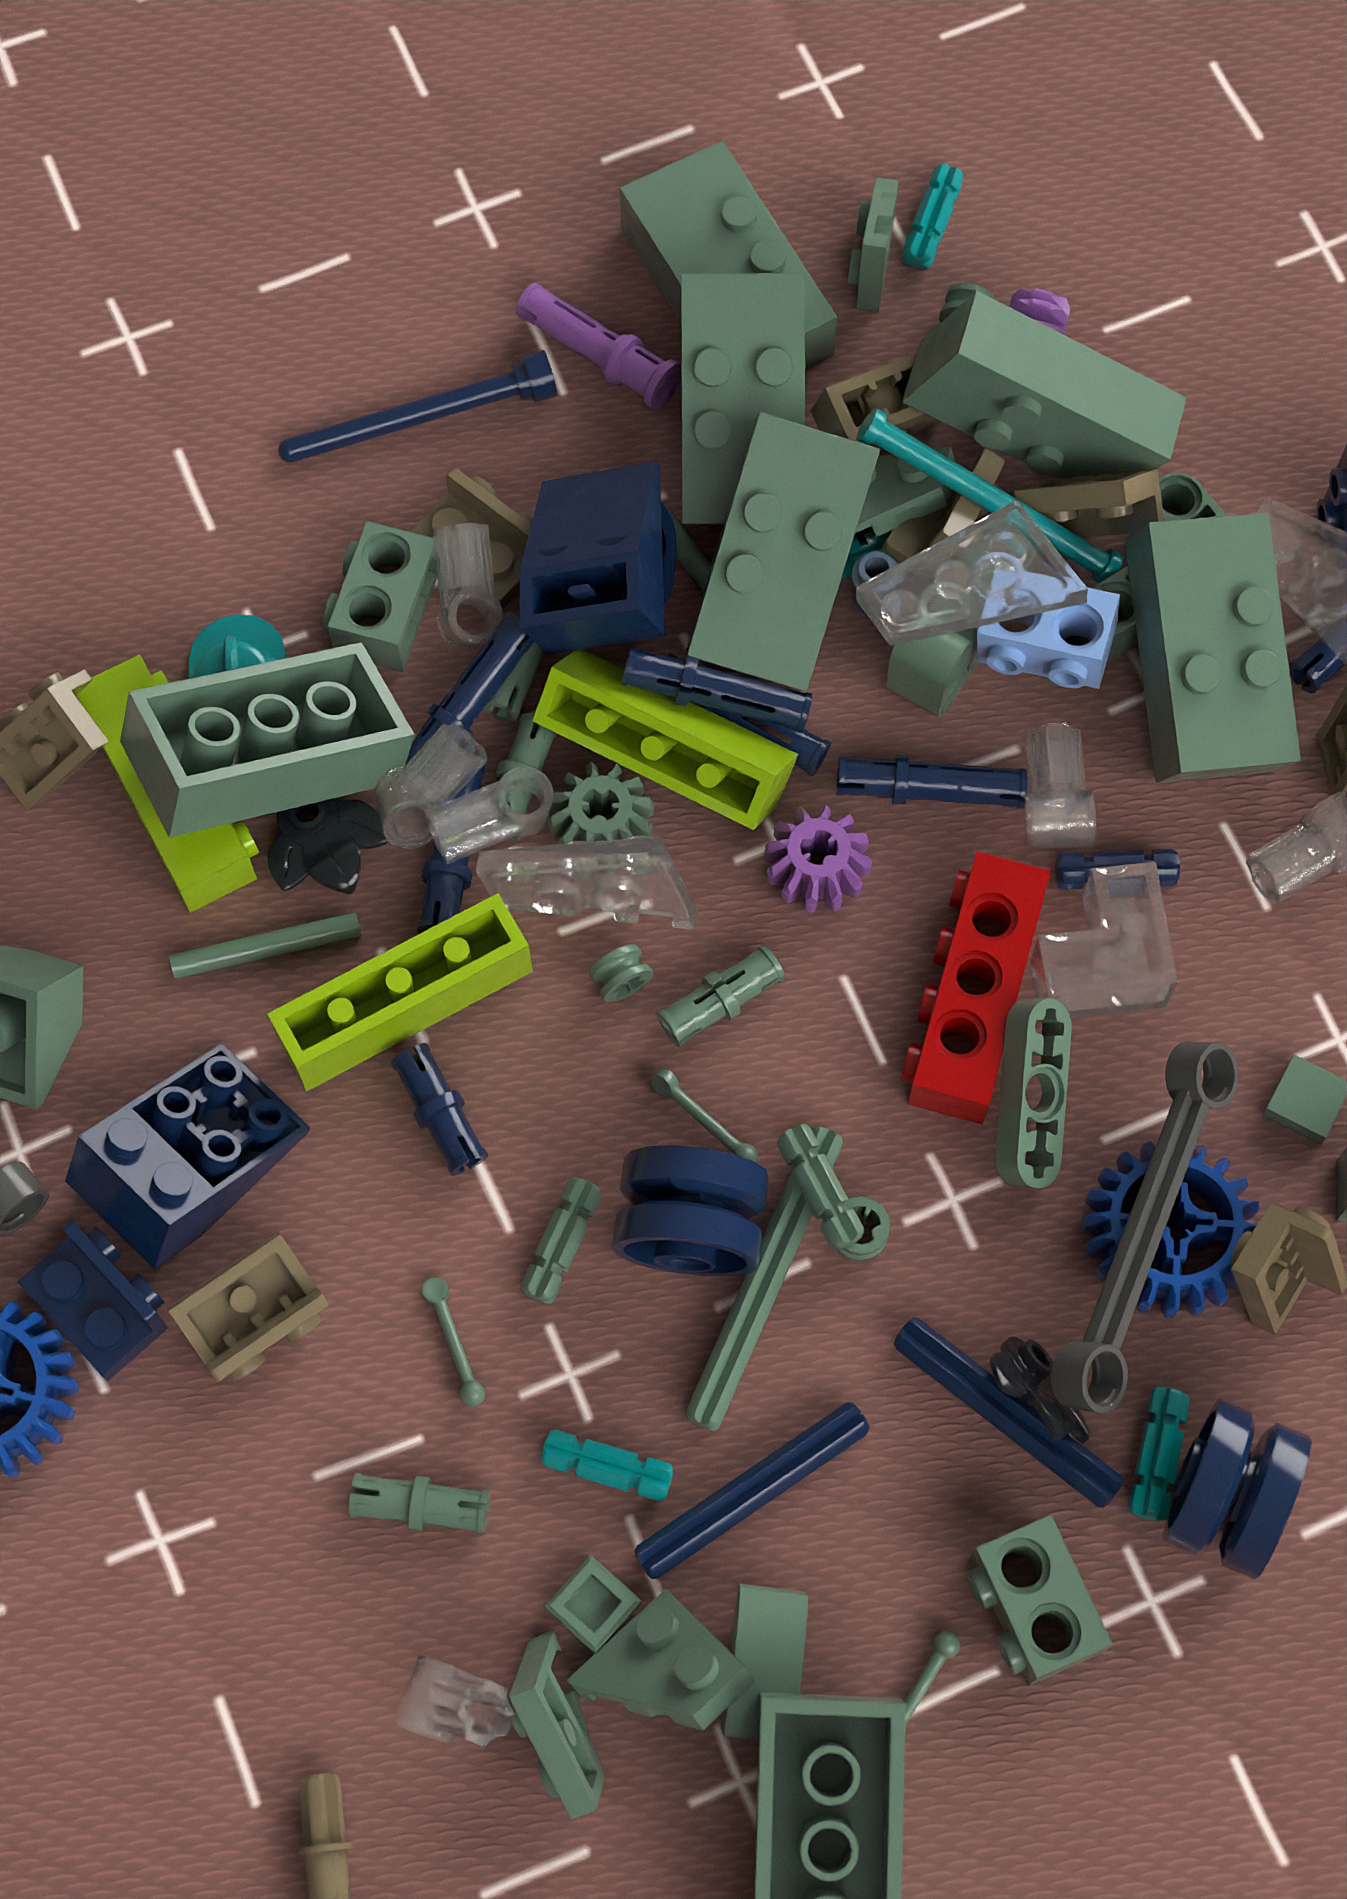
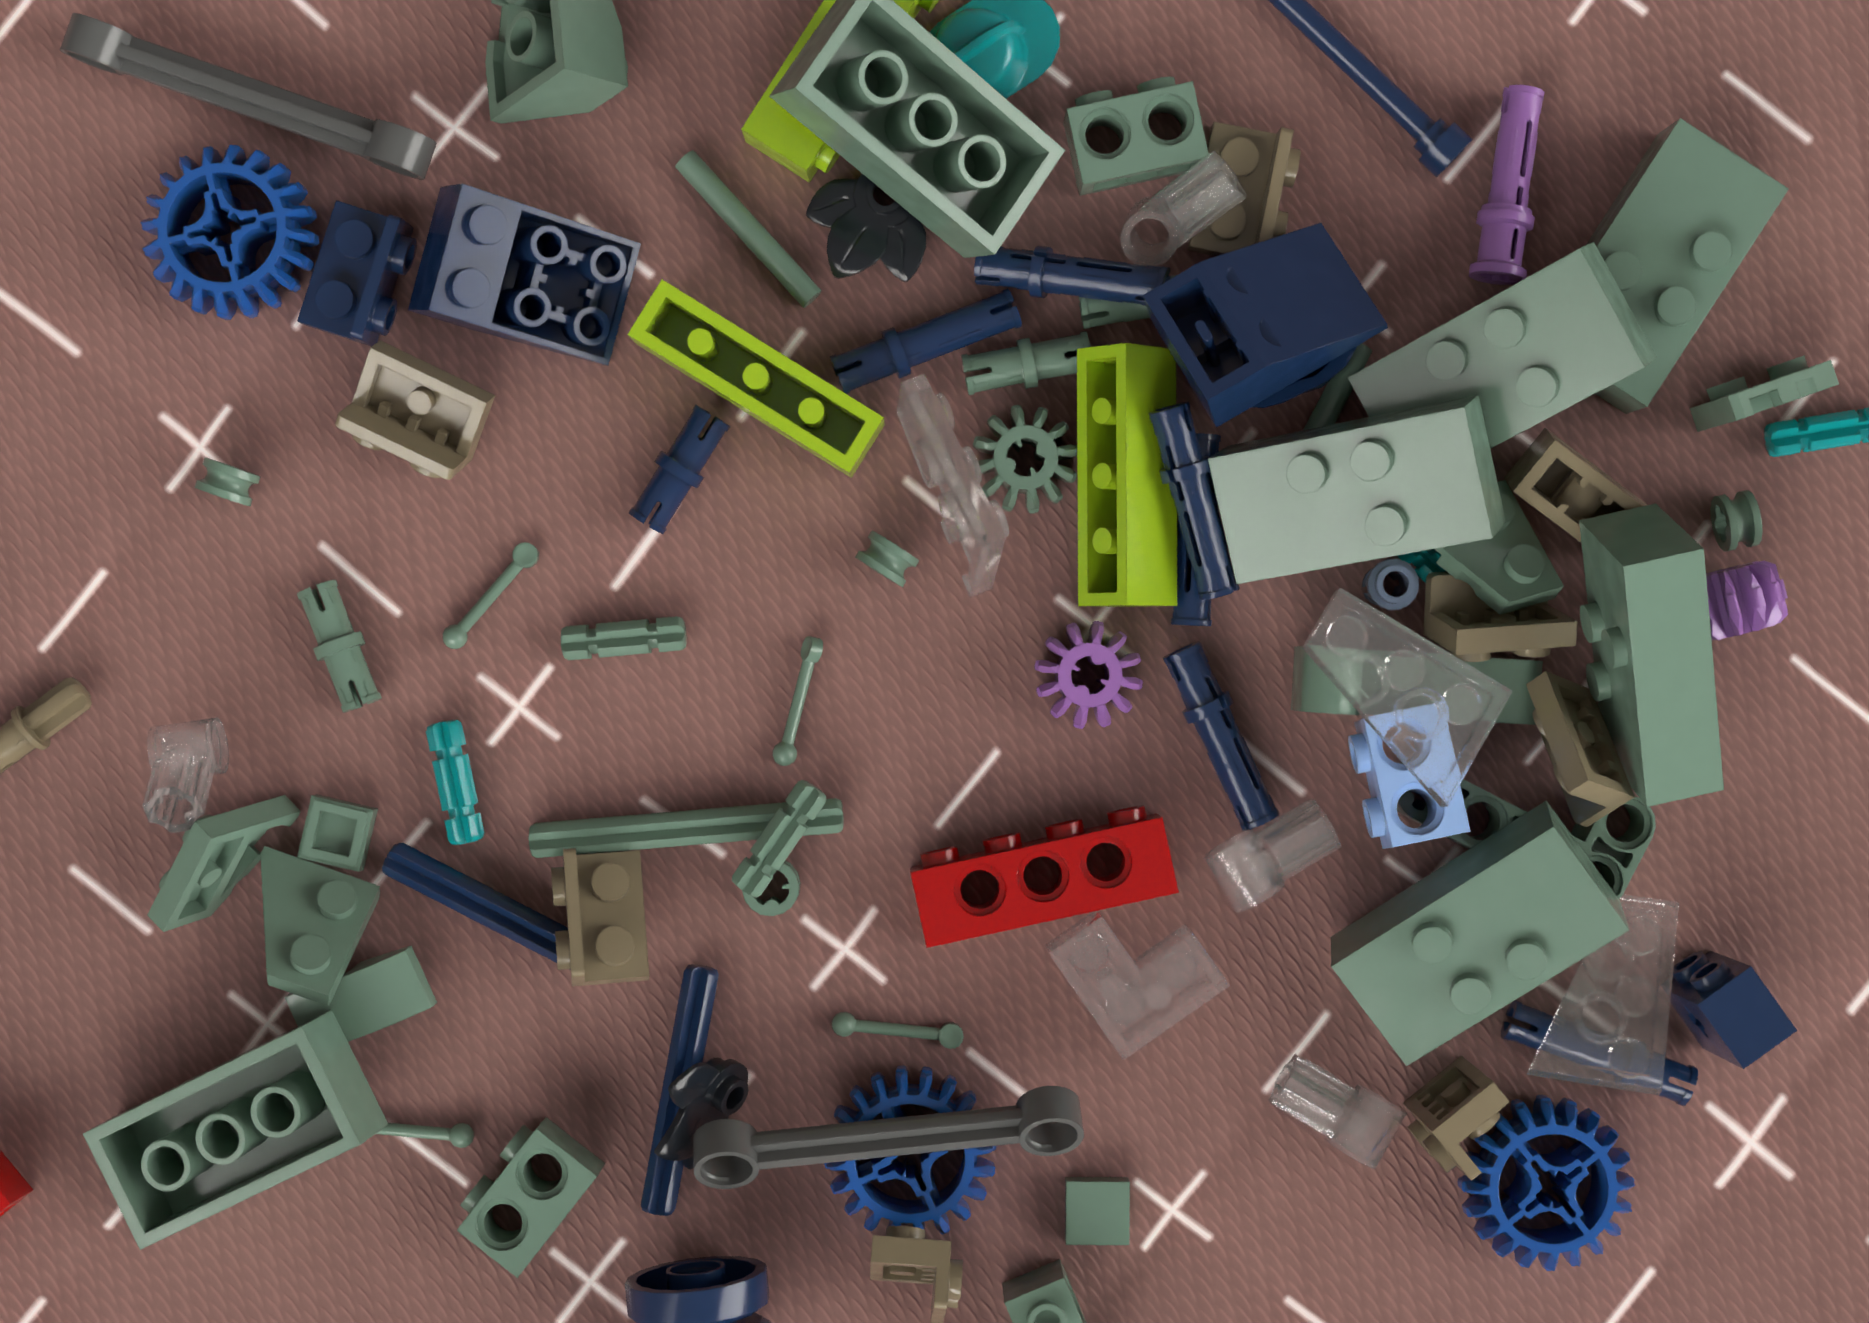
camera: 60 degrees right, 20 degrees up
(207, 1521) = (227, 481): none -> sand green bush
(426, 782) = (952, 284): clear piece -> none
(485, 817) = (952, 362): clear piece -> none
(690, 1211) = (690, 743): dark blue wheel -> none
(721, 995) = (914, 657): sand green pin -> none
(807, 1387) = (603, 917): none -> dark tan bracket
(981, 492) = (1517, 522): teal bar -> none
(1014, 1111) = (1003, 959): sand green beam -> none
(1074, 869) = (1227, 943): dark blue axle -> none
(1079, 1148) = (948, 1034): none -> sand green hinge
(1159, 1454) = (711, 1232): teal axle -> none

